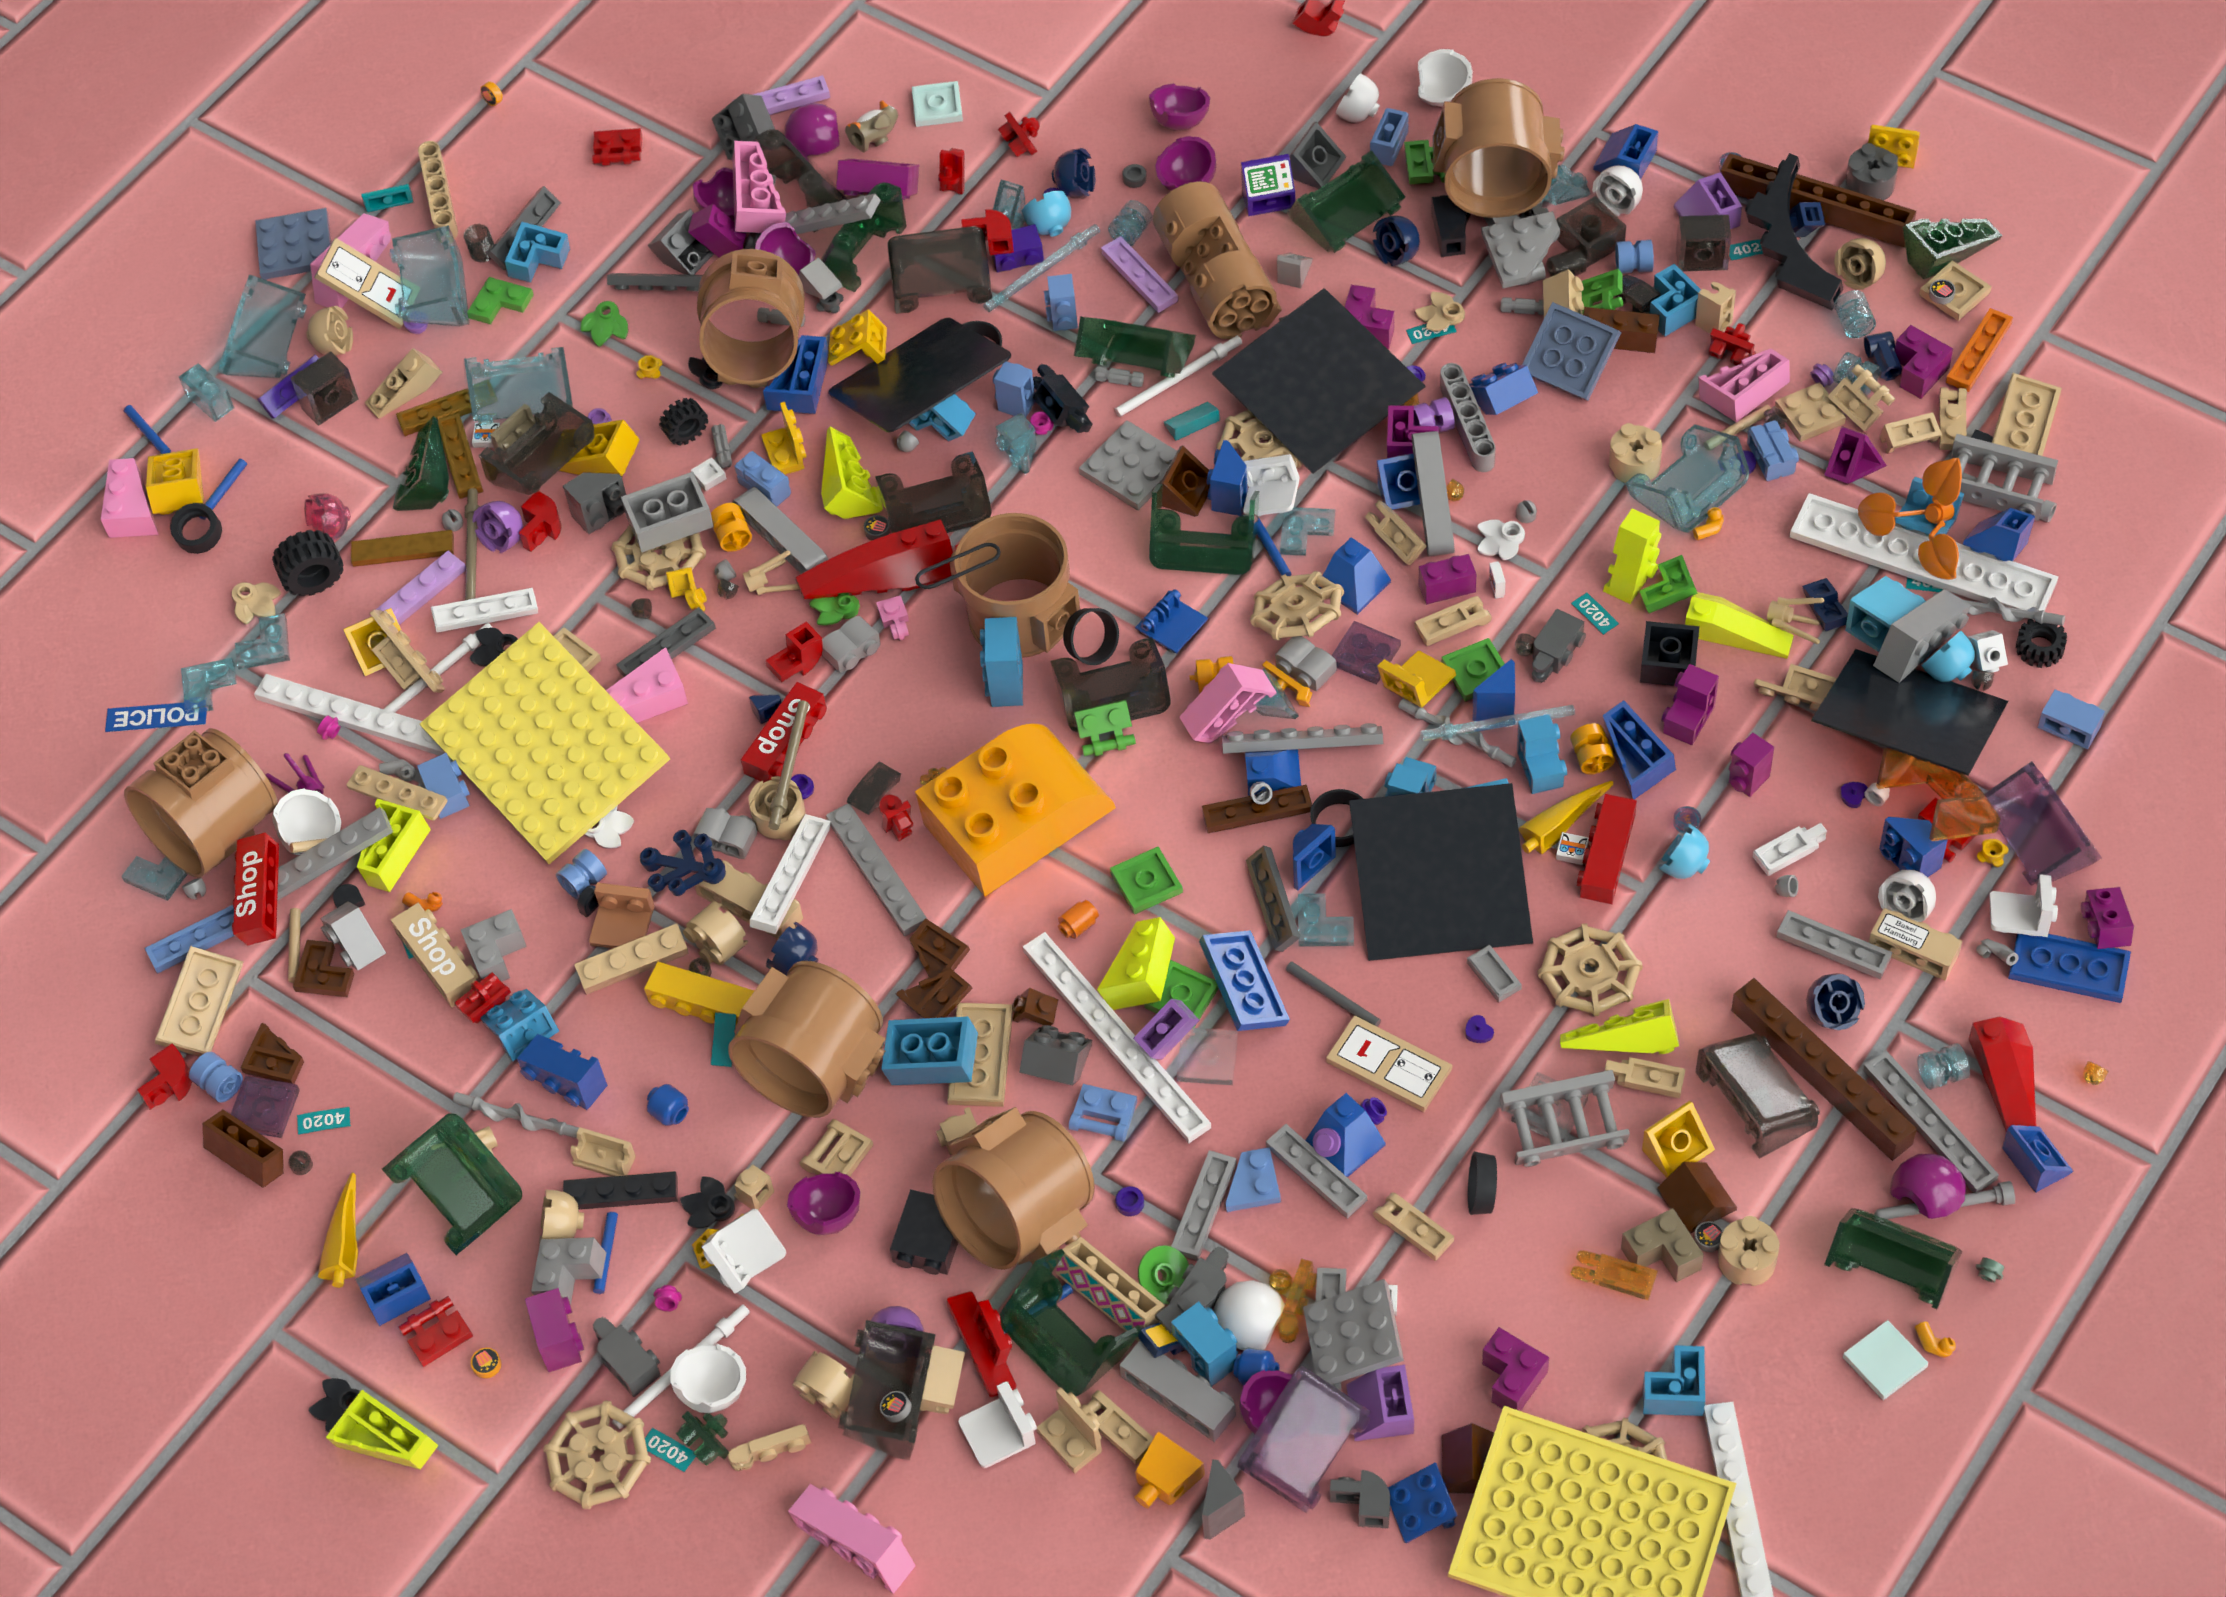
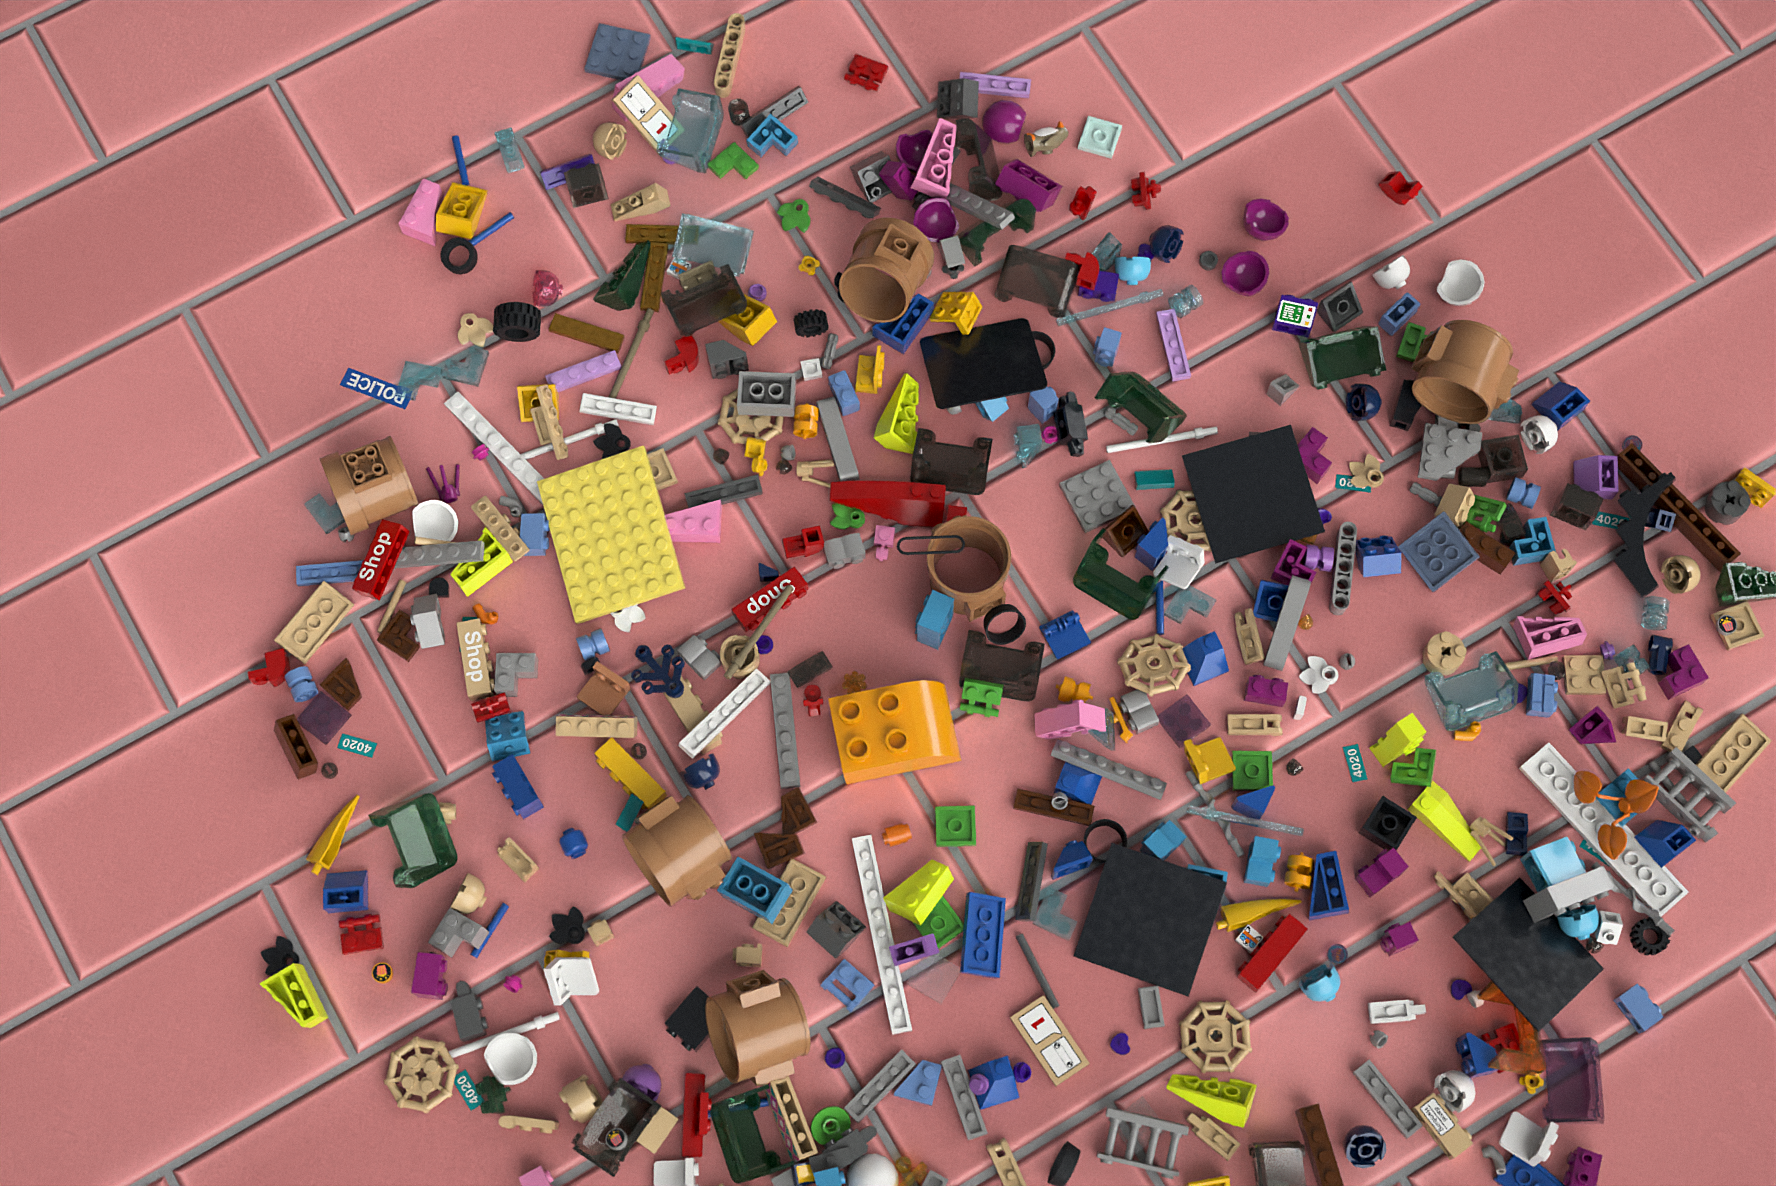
camera: 20 degrees right, 15 degrees up
(262, 330) = (565, 118): clear light blue windscreen -> none
(448, 523) = (632, 325): light grey hinge -> none
(498, 525) = (655, 348): medium lavender cylinder -> none
(515, 1112) = (481, 811): light grey piece -> none
(623, 1190) = (519, 890): black plate -> none
(715, 934) = (656, 735): tan brick -> none
(824, 1202) = (639, 967): magenta cylinder -> none
(845, 1154) = (668, 936): tan plate -> none
(876, 527) = (903, 465): tile -> none
(1035, 1007) = (839, 887): reddish brown bracket -> none
(1215, 260) = (1228, 347): medium nougat cylinder -> none
(1556, 644) = (1314, 778): dark grey hinge -> none
(1979, 349) = (1729, 682): orange plate -> none

